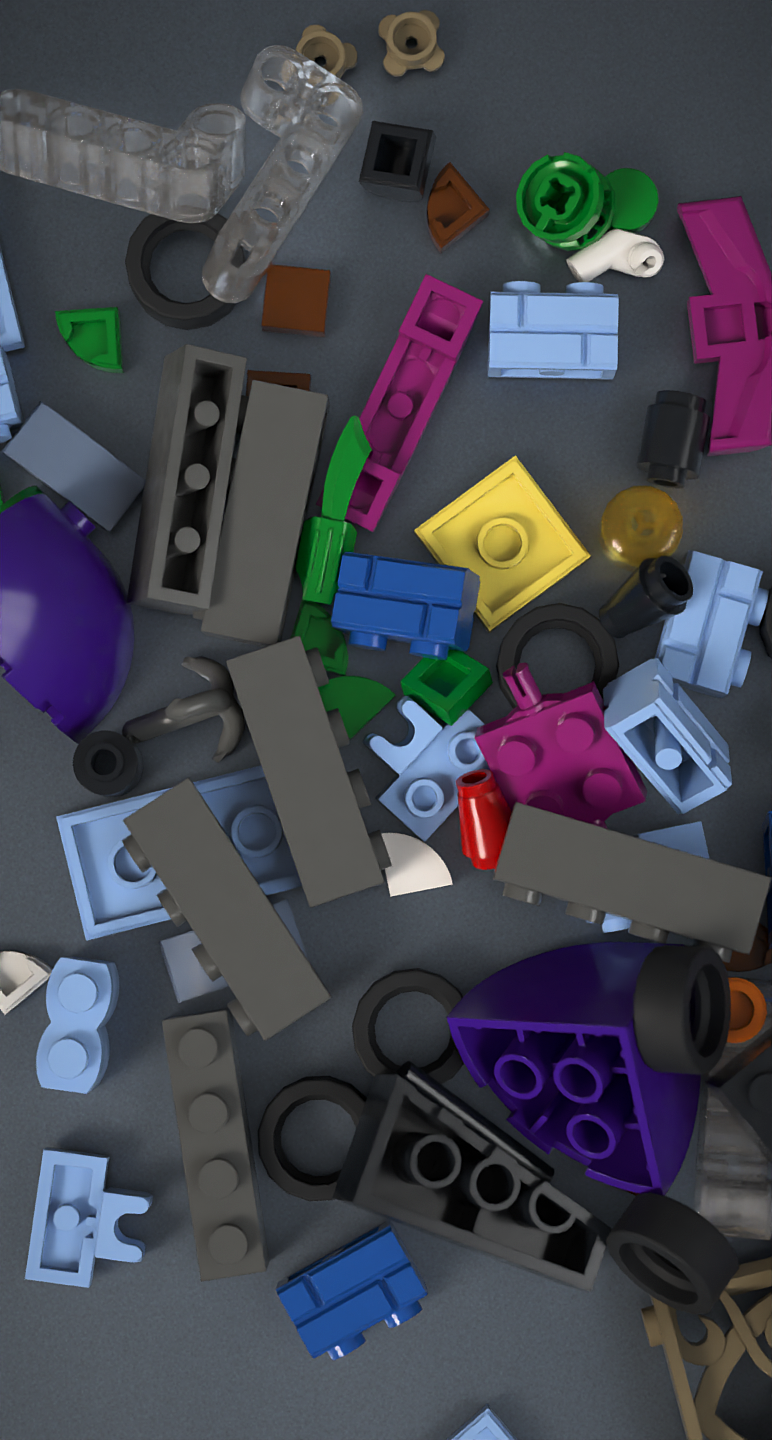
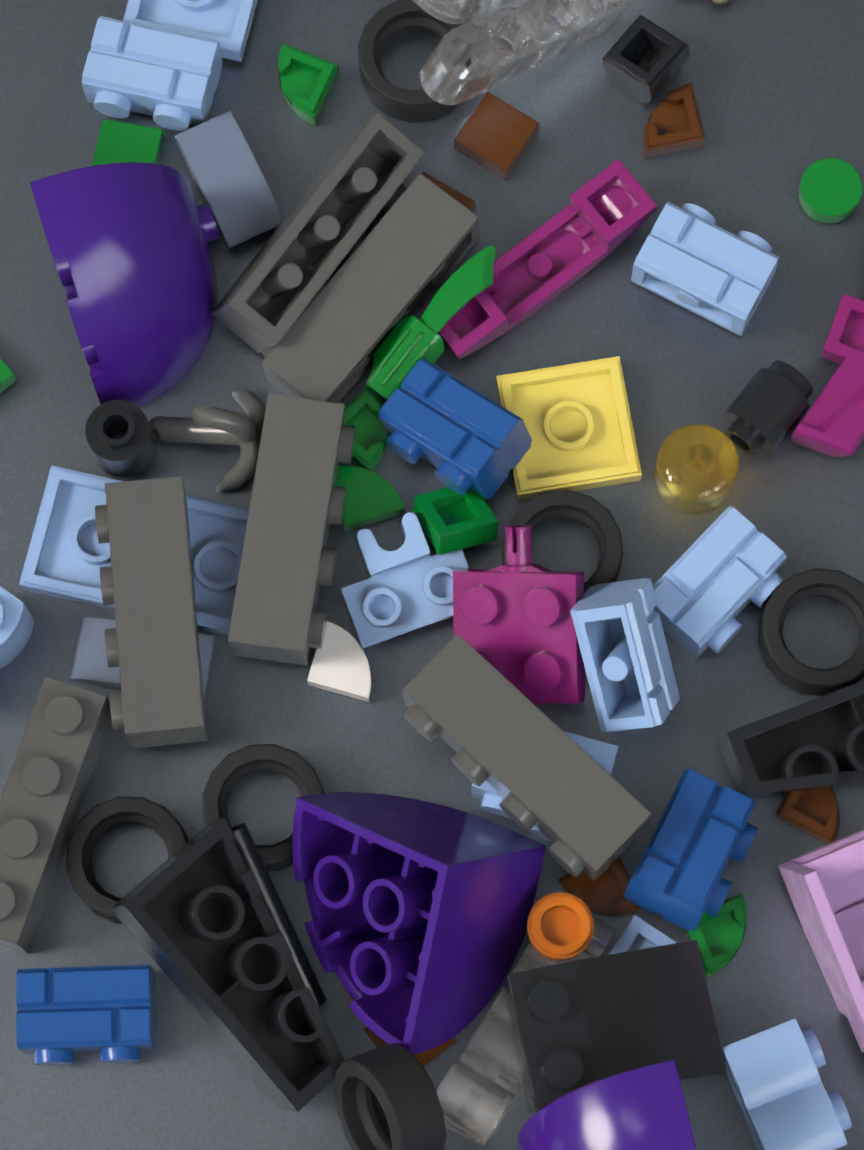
camera: 25 degrees right, 10 degrees down
(482, 817) = (426, 635): red cone -> none
(564, 200) = (793, 157): green wheel -> none
(620, 252) = (801, 229): white arm -> none
(649, 595) = (672, 524): black cone -> none
(682, 1009) = (486, 876): black tyre -> none

